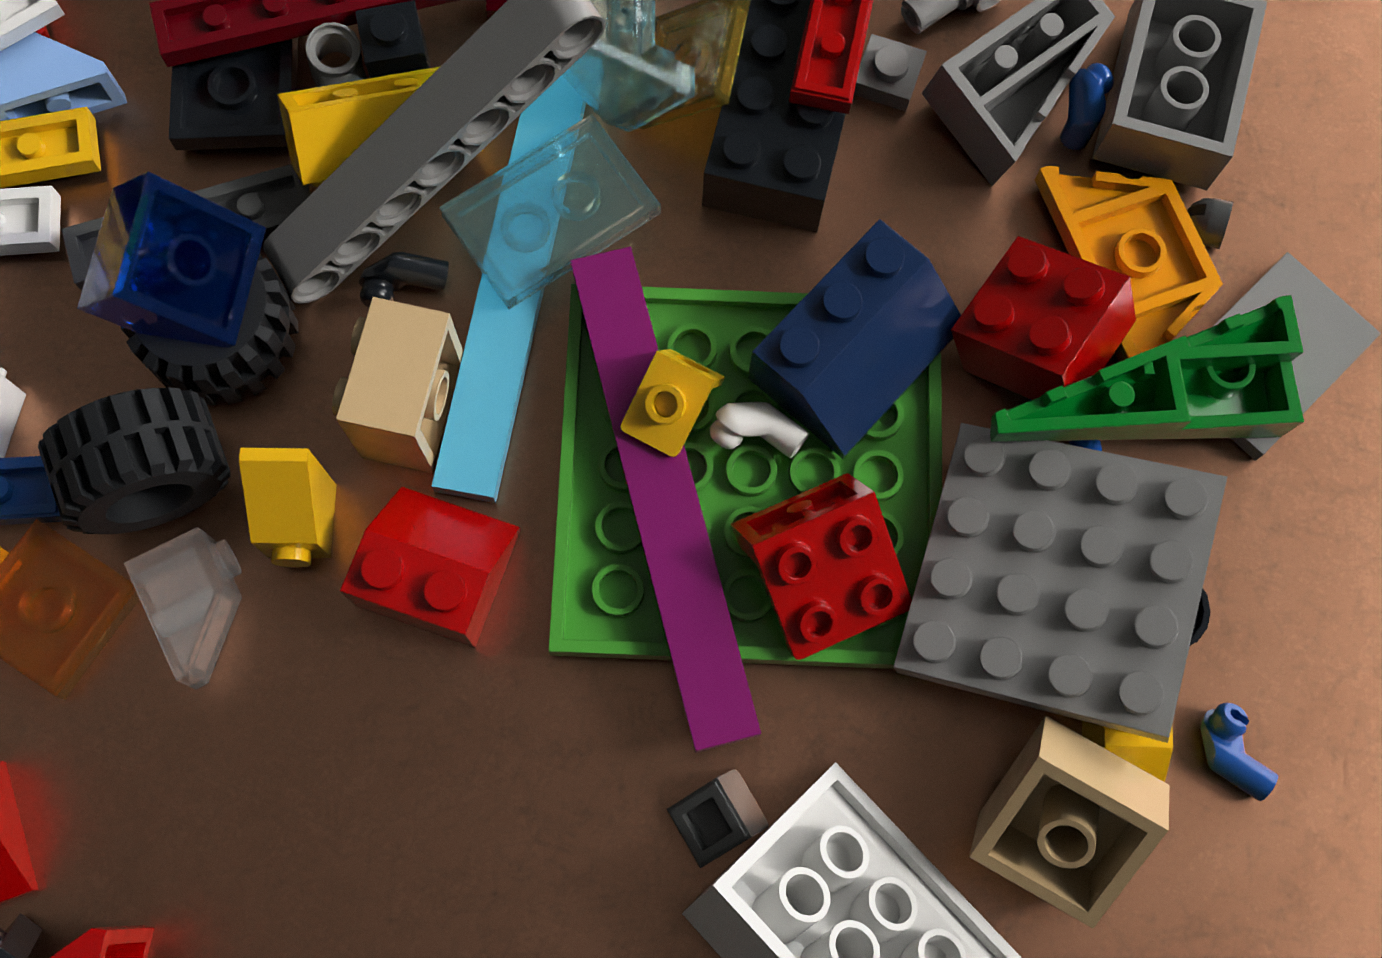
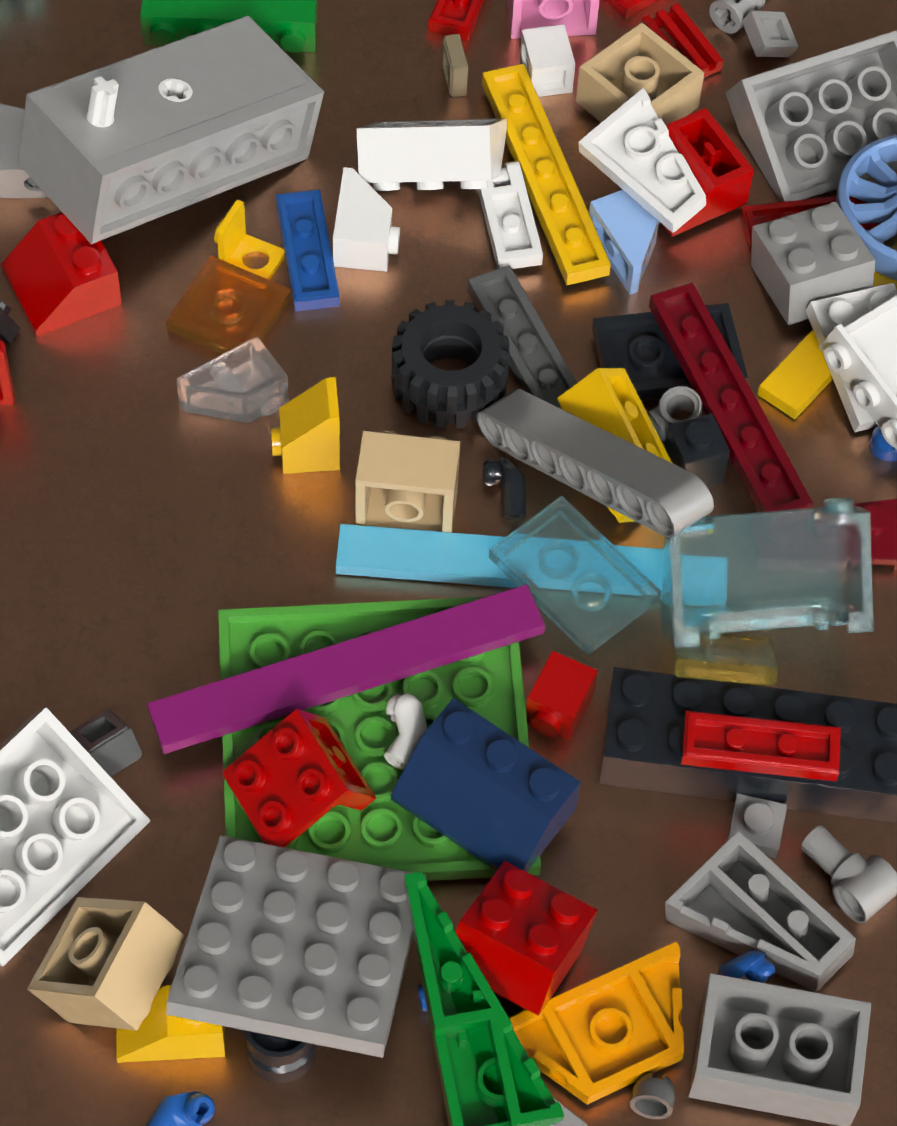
camera: 85 degrees right, 15 degrees down
(133, 460) = (328, 327): black tyre -> none
(171, 263) = (469, 321): clear blue slope -> none
(431, 565) = (278, 530): red slope -> none
(669, 401) = (421, 657): yellow bracket -> none
(715, 248) = (560, 696): none -> red brick

